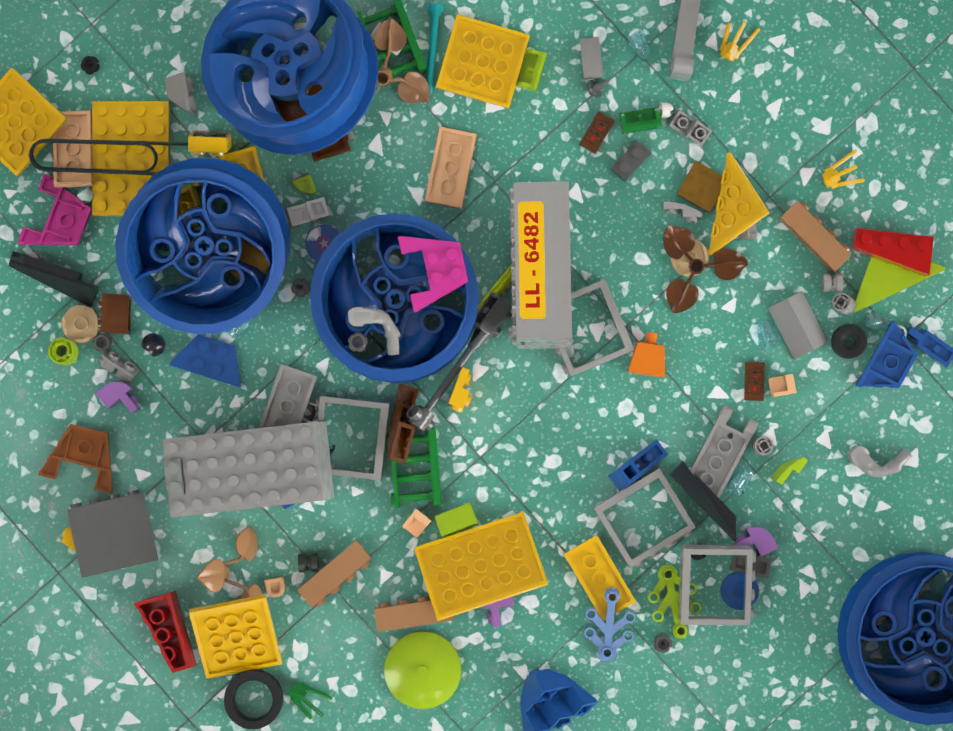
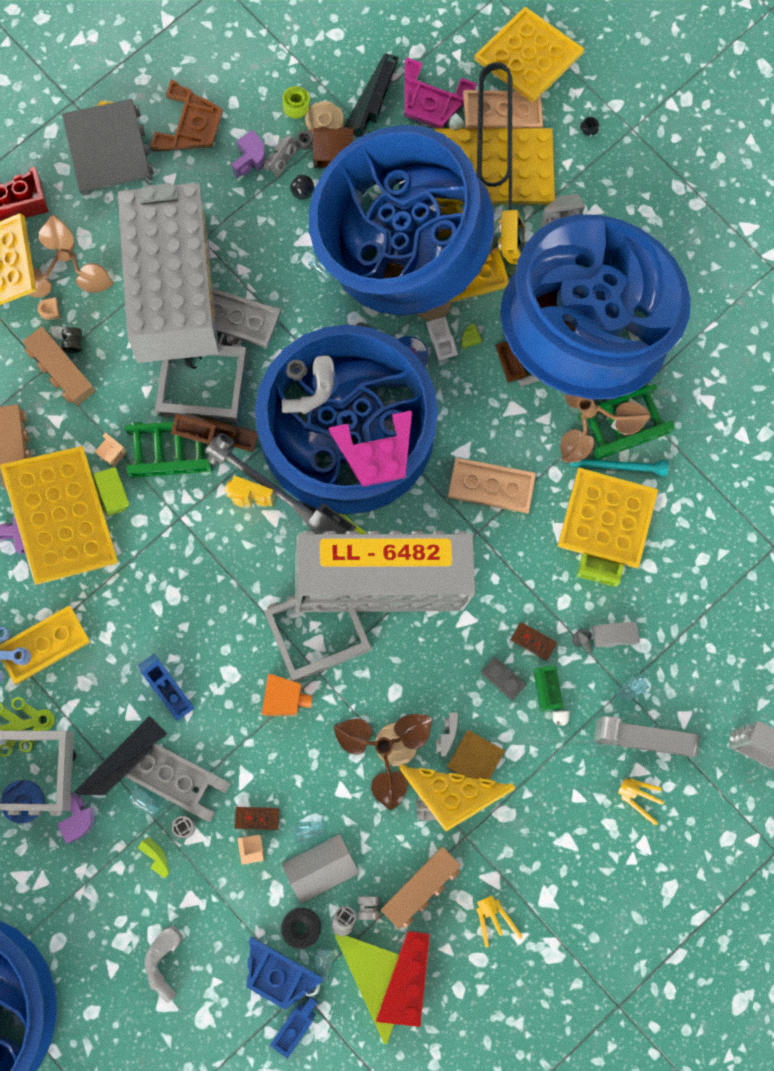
camera: 85 degrees right, 10 degrees down
(210, 359) = (286, 244): blue wing -> none
(654, 550) = (79, 721): light grey window -> none
(689, 128) = (541, 744): light grey slope -> none
(761, 566) = (46, 823): dark grey plate -> none

